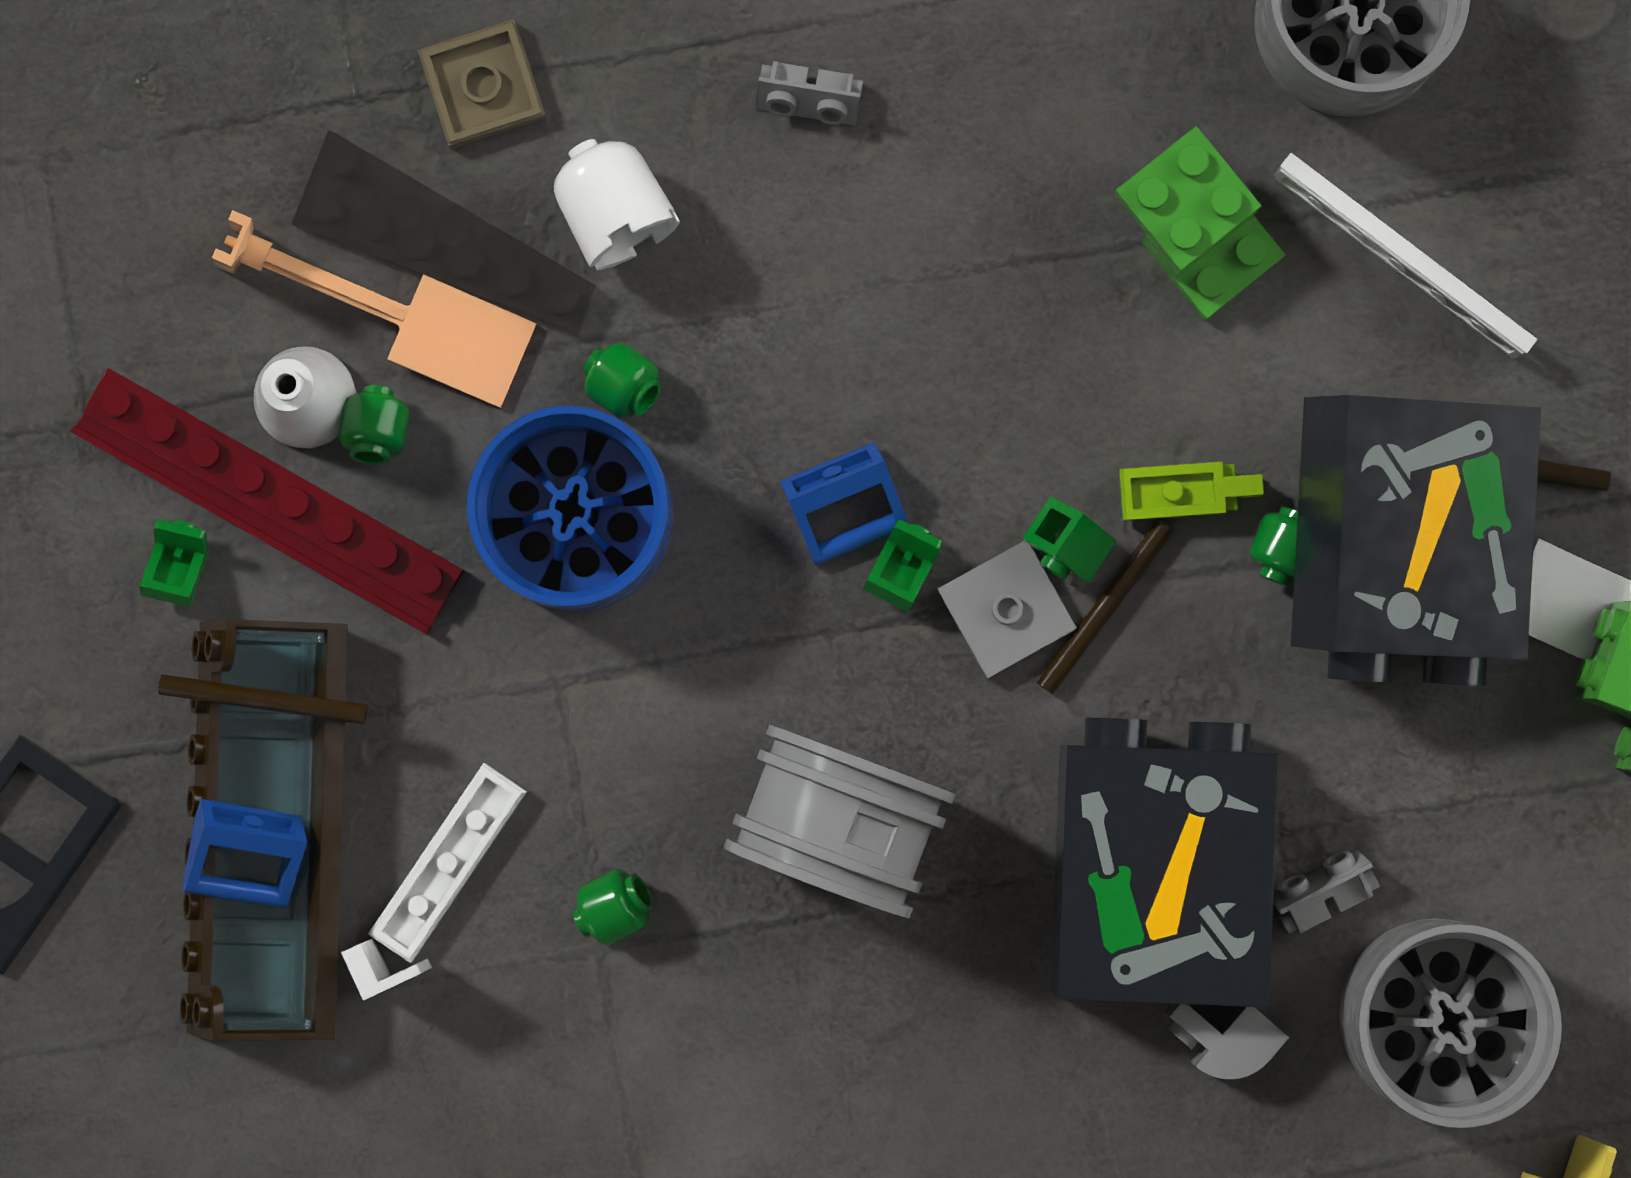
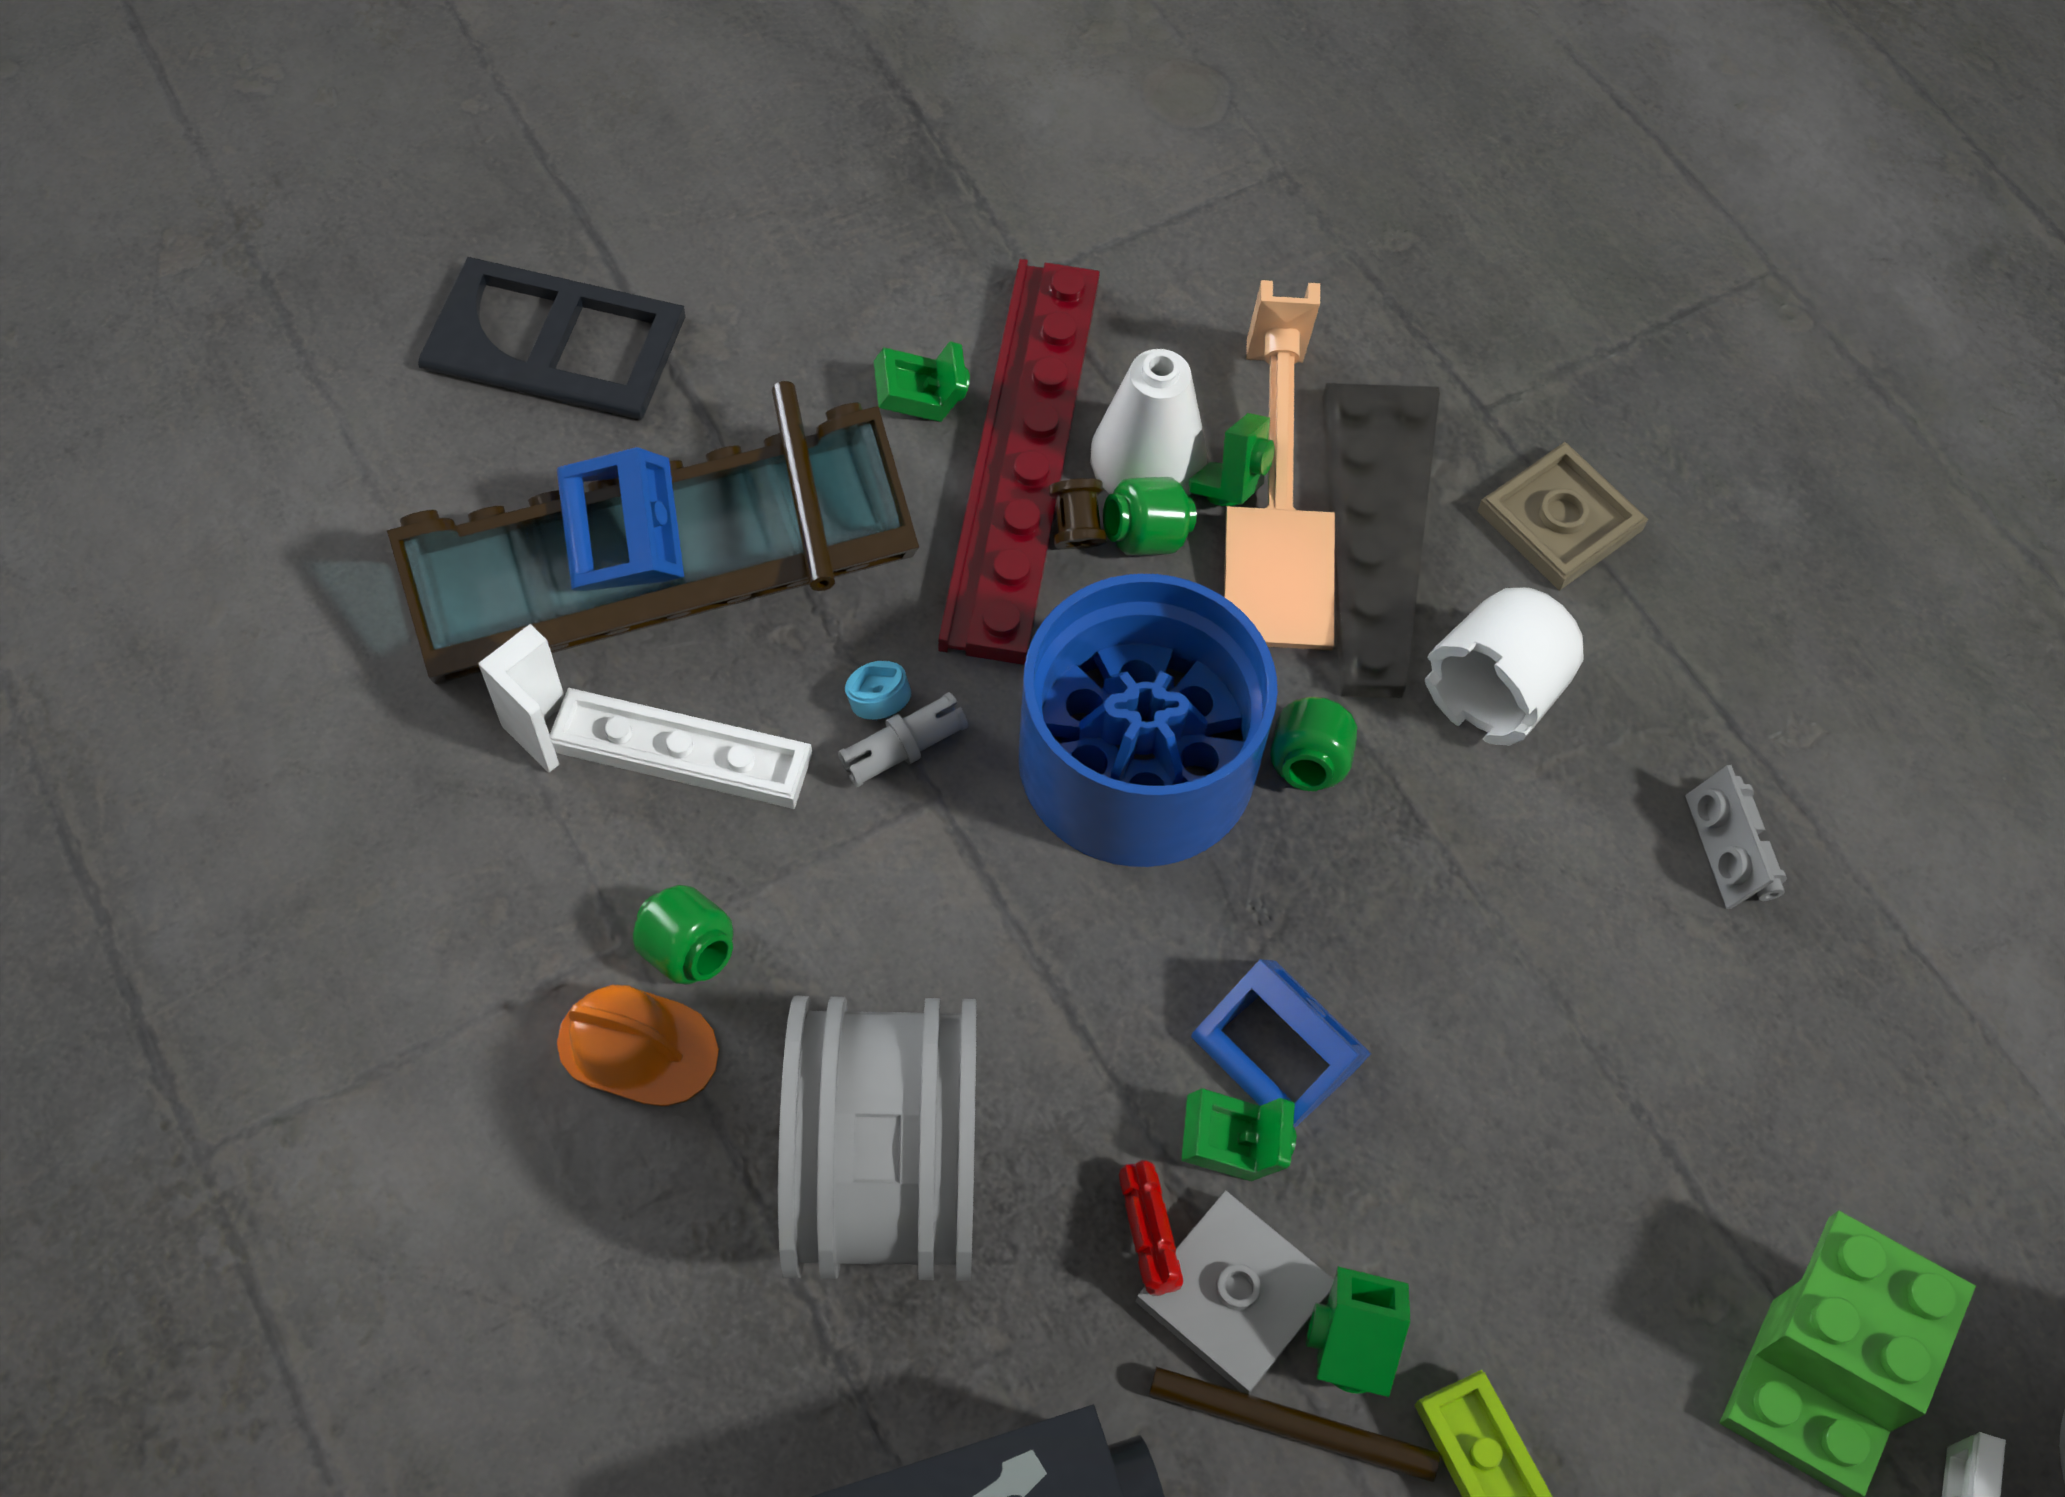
camera: 65 degrees right, 25 degrees down
(353, 482) = (1078, 513): none -> dark brown bush
(358, 342) = (1244, 466): none -> green bracket
(454, 696) = (878, 690): none -> medium azure tile
(504, 691) = (903, 739): none -> light grey pin
(680, 963) = (638, 1046): none -> orange piece
(946, 652) = (1150, 1228): none -> red axle

